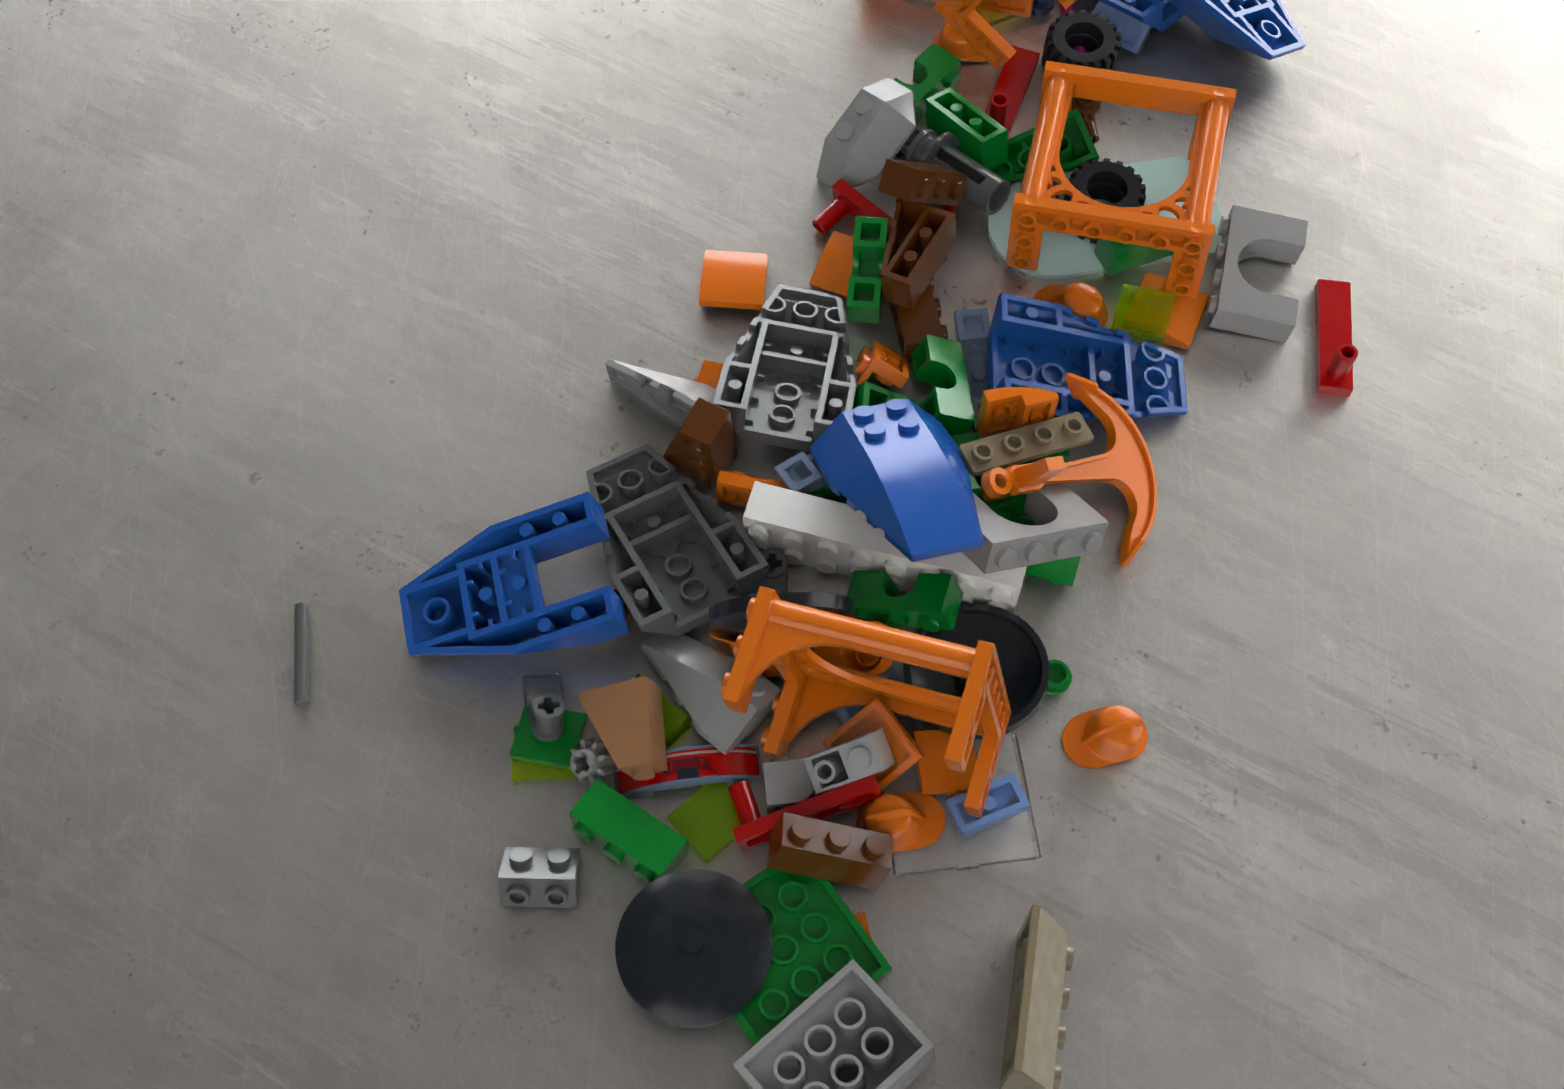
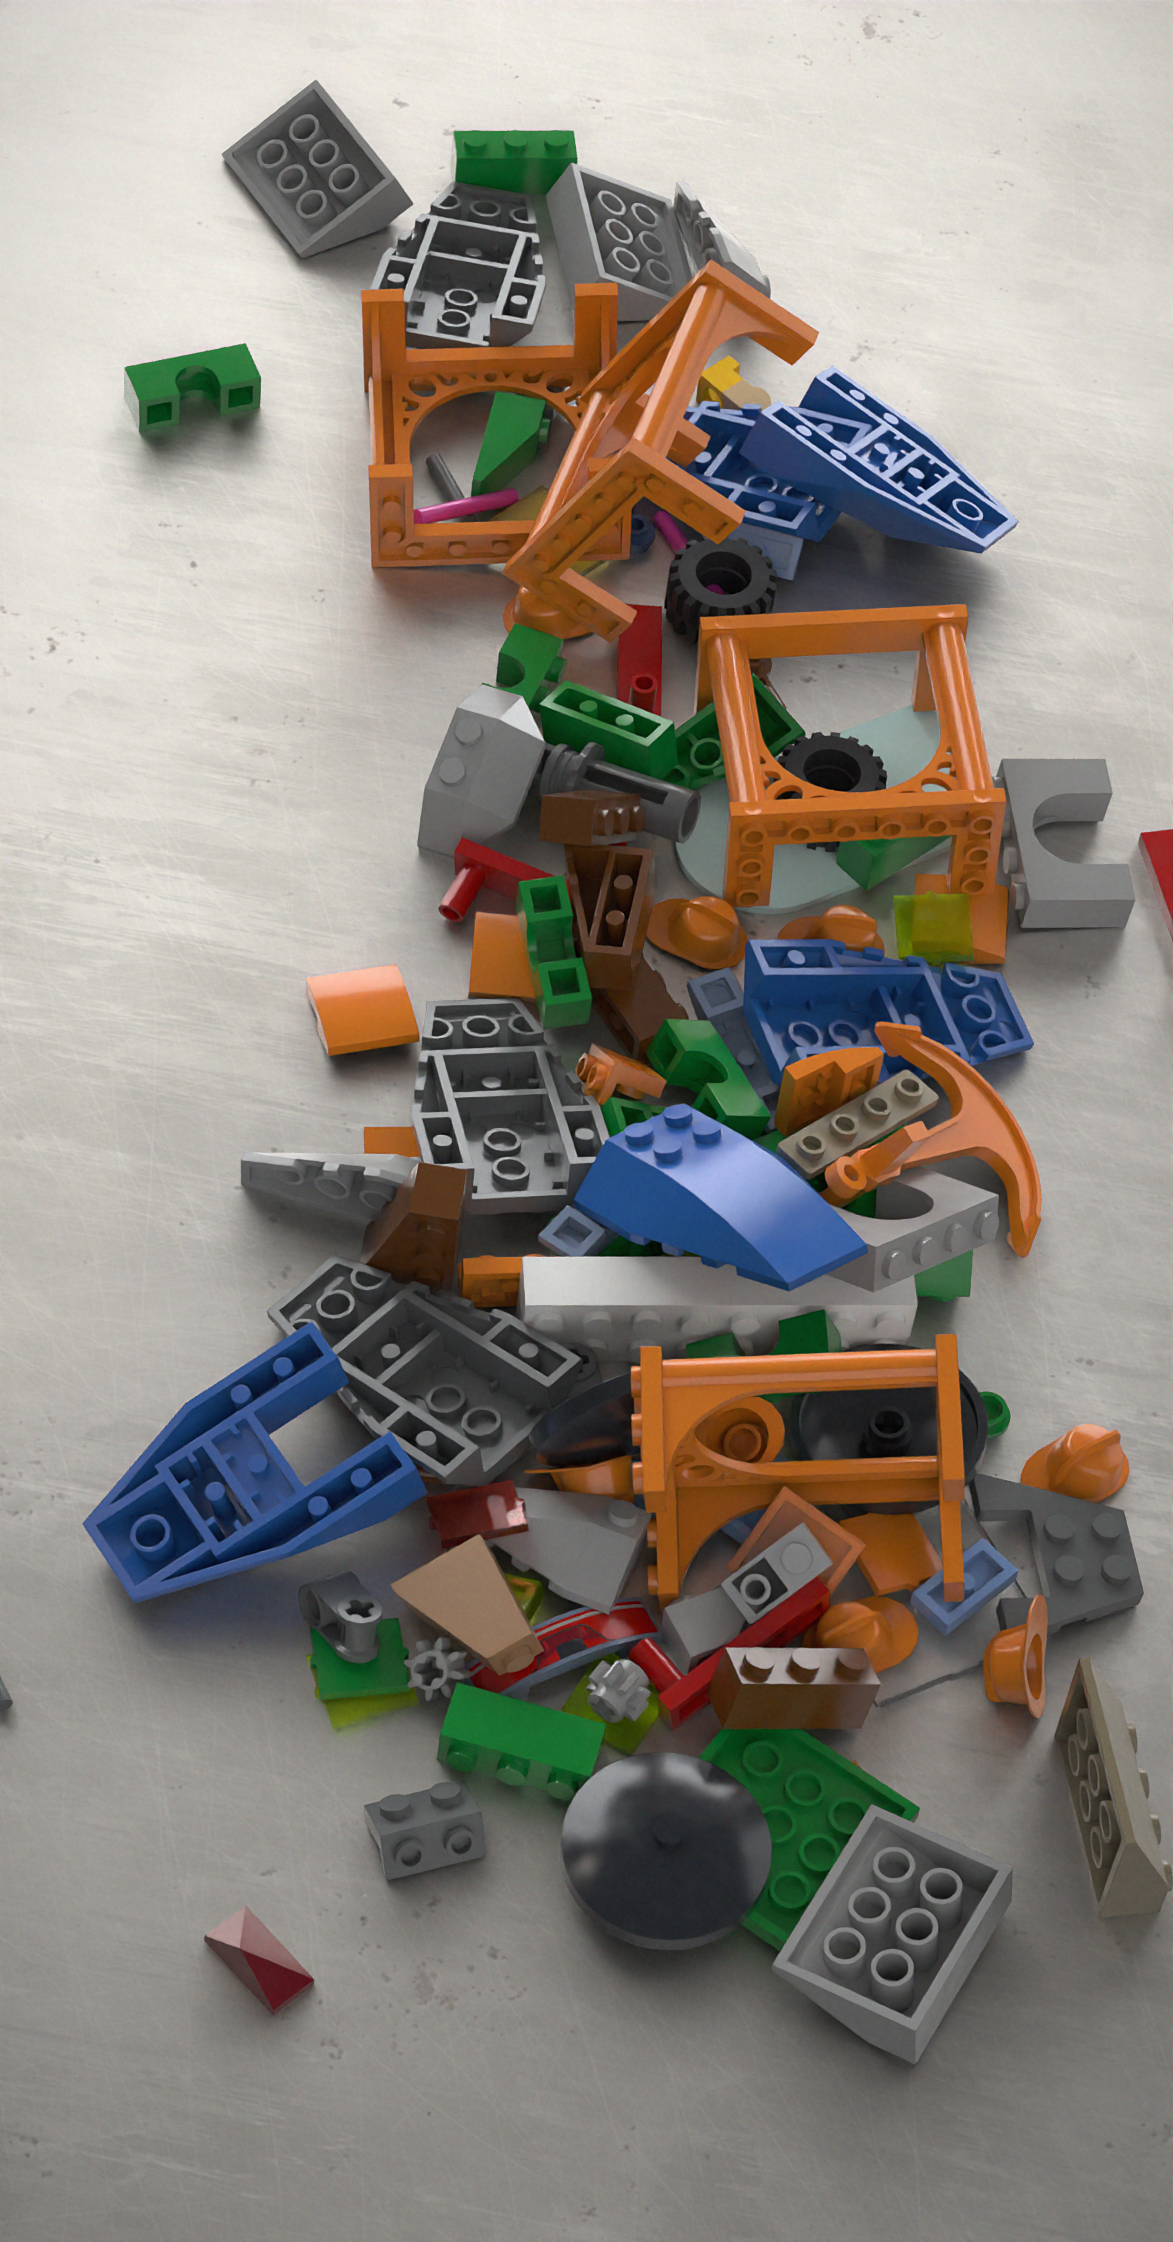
camera: 25 degrees left, 10 degrees down
(390, 940) = (259, 1960): none -> dark red slope
(660, 656) = (481, 1510): none -> clear red piece
(708, 815) = (618, 1691): none -> light grey gear
(980, 277) = (698, 931): none -> orange piece
(1005, 876) = (1016, 1662): none -> orange piece
(1084, 801) = (1078, 1550): none -> dark grey wing

